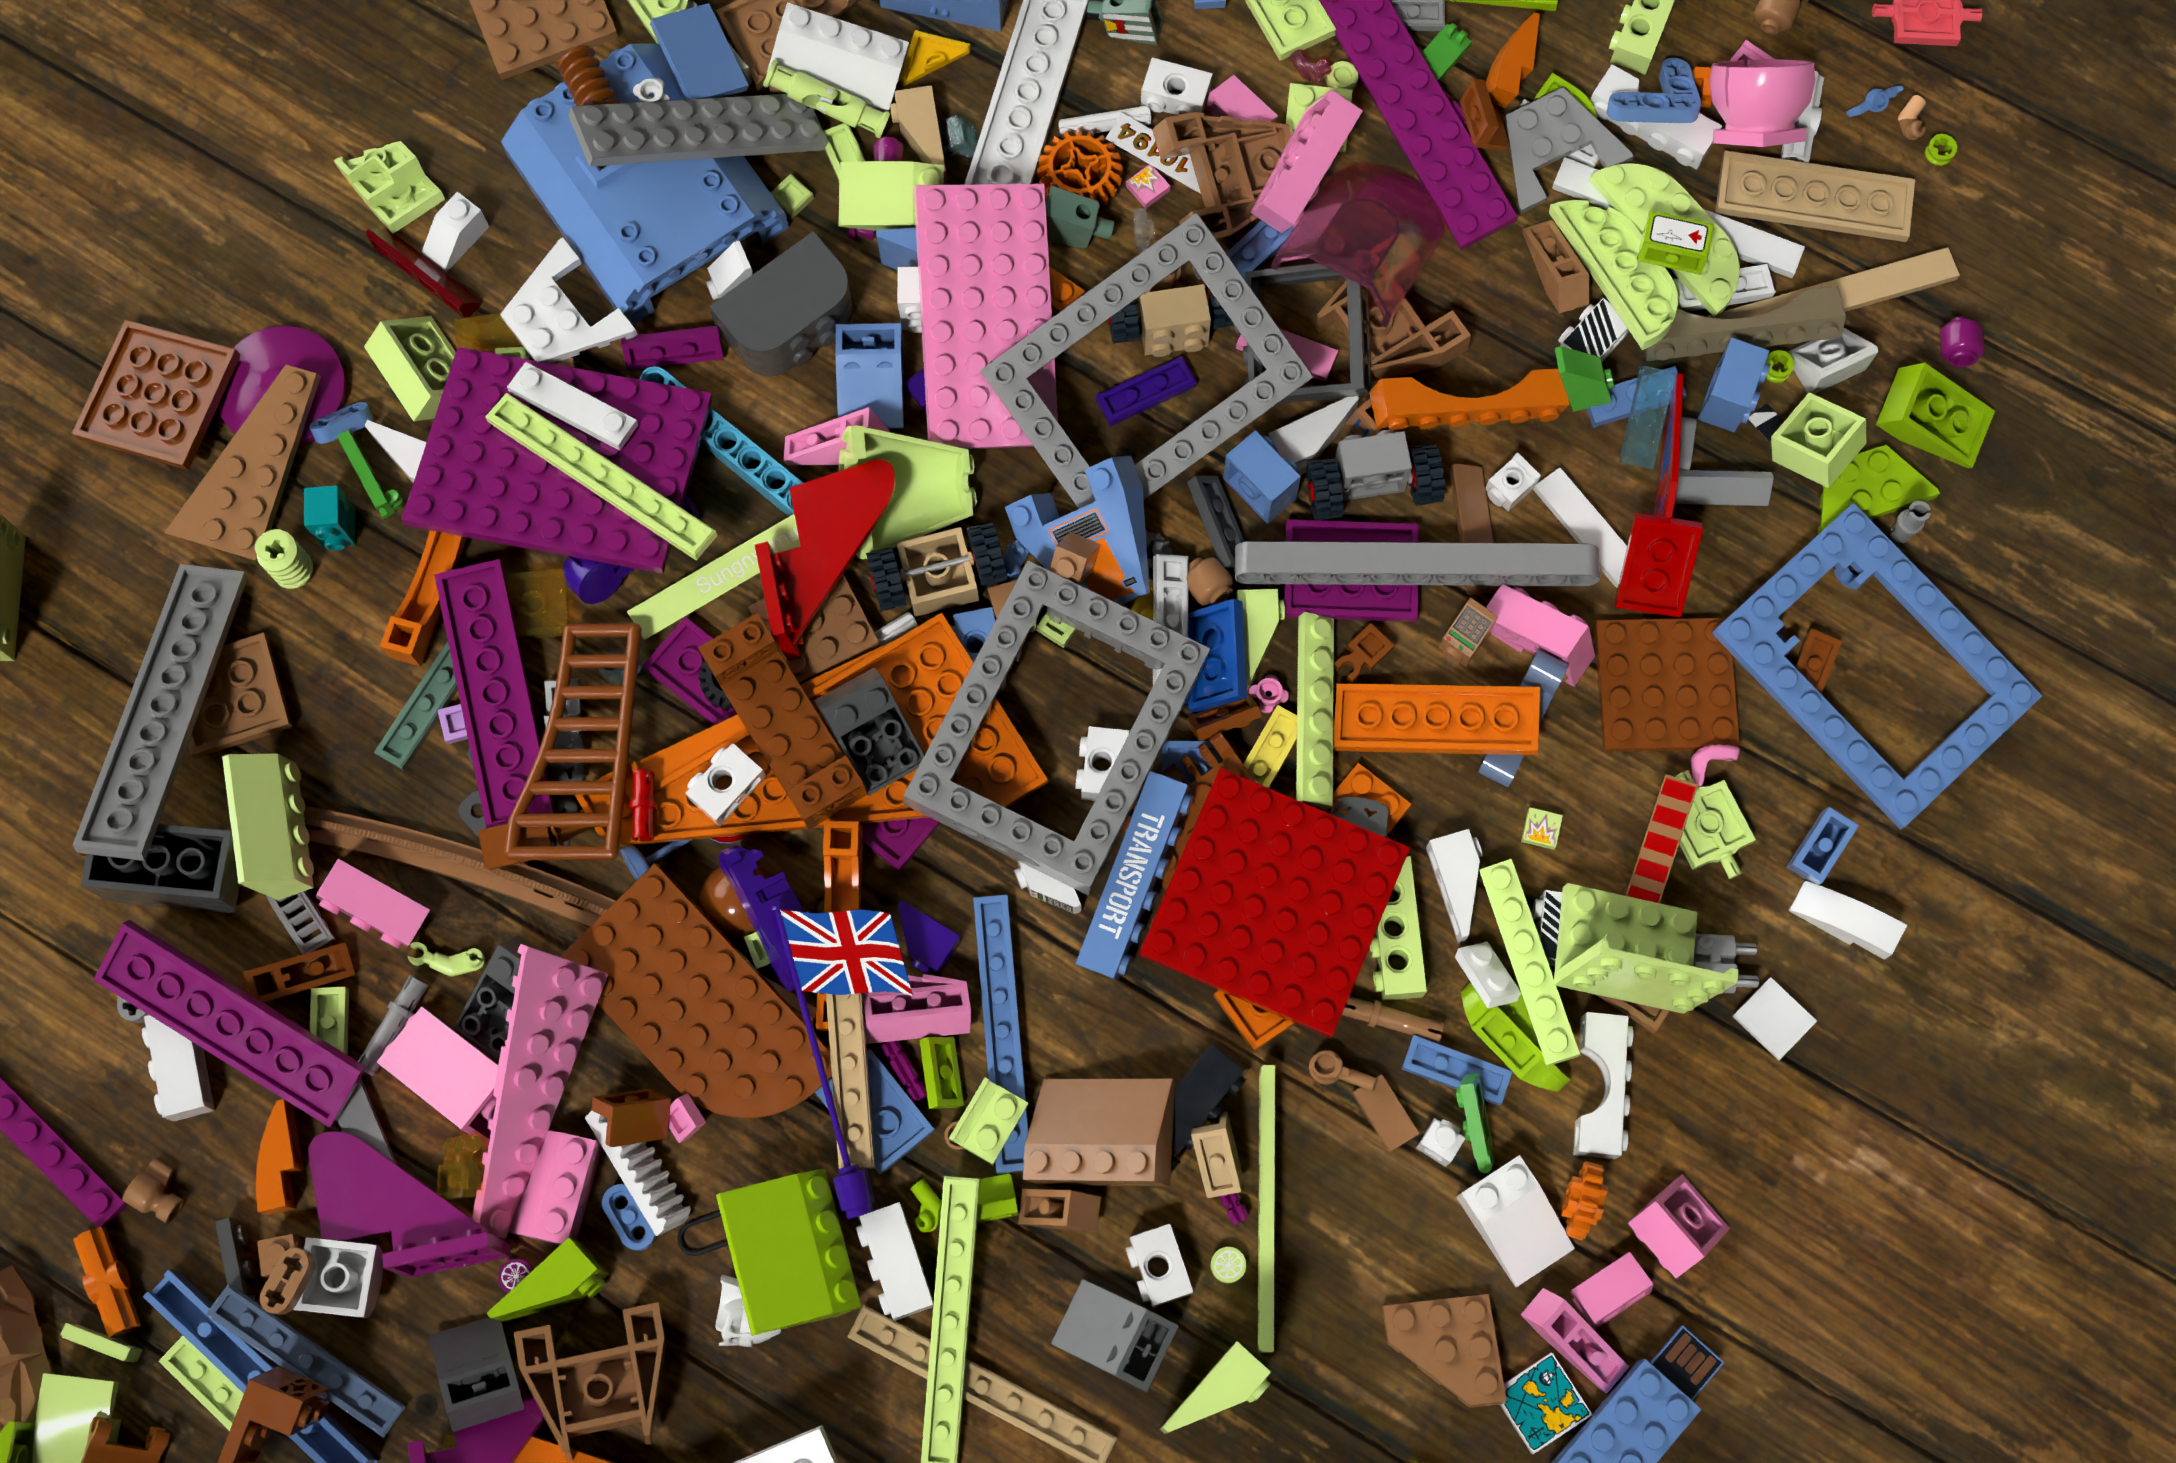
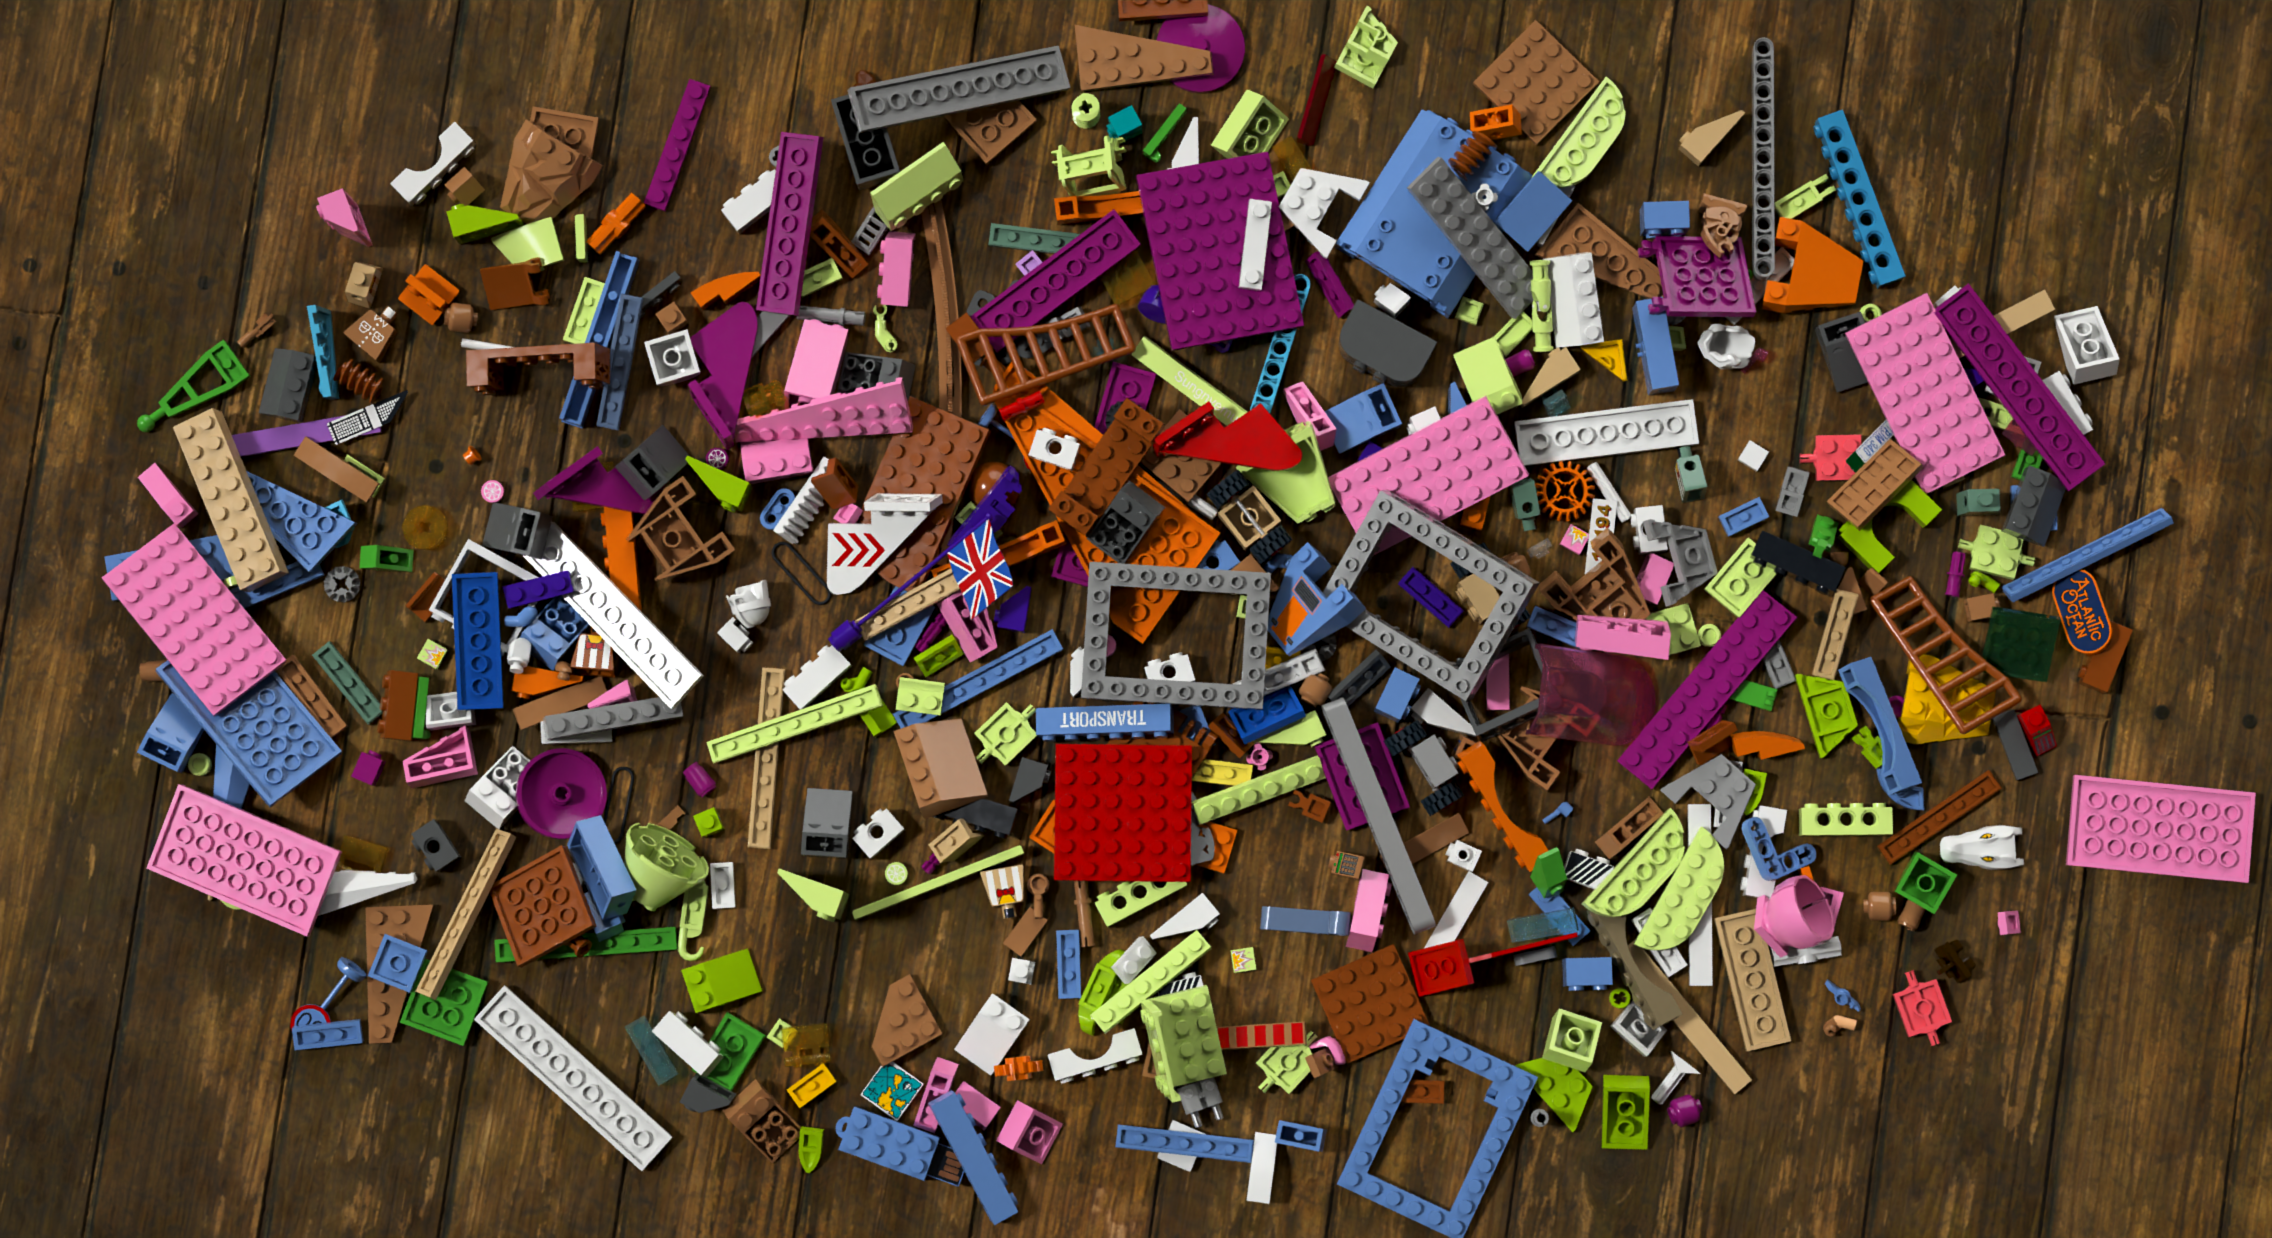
camera: 70 degrees right, 10 degrees up
(148, 1192) = (676, 221): medium nougat piece -> none
(288, 1281) = (658, 326): medium nougat beam -> none
(348, 418) = (1191, 99): medium blue beam -> none
(355, 579) = (1091, 164): none -> yellowish green animal
(454, 231) = (1349, 107): white slope -> none
(556, 44) = (1497, 122): none -> orange brick
(601, 476) = (1215, 284): yellowish green tile -> none
(740, 1117) = (861, 548): none -> white piece
(784, 1357) = (735, 636): none -> white brick
(788, 1251) = (794, 612): lime slope -> none
(1059, 1210) = (886, 760): medium nougat slope -> none
(1074, 558) = (1286, 600): medium nougat brick -> none
(1093, 1023) = (1006, 734): none -> yellowish green plate
(1170, 1017) = (1029, 779): none -> dark grey slope
(1233, 52) = (1690, 556): none -> light grey wing
(1307, 69) = (1704, 609): clear pink arm -> none
(1313, 1115) = (1005, 888): none -> torso
(1437, 719) = (1282, 867): orange plate -> none
(1476, 1125) = (1040, 987): bright green hinge -> none
(1497, 335) = (1564, 808): none -> medium blue hand
(1675, 242) = (1666, 897): brick -> none
(1691, 1320) = (973, 1158): none -> medium blue brick
(1724, 487) = (1516, 990): light grey tile -> none
(1730, 775) = (1321, 1062): none -> medium nougat plate
(1766, 421) = (1579, 1004): black sticker -> none
(1774, 1012) = (1184, 1143): none -> medium blue tile
(1907, 337) = (1672, 1079): none -> white piece
(1950, 149) = (1829, 1056): lime bush -> none

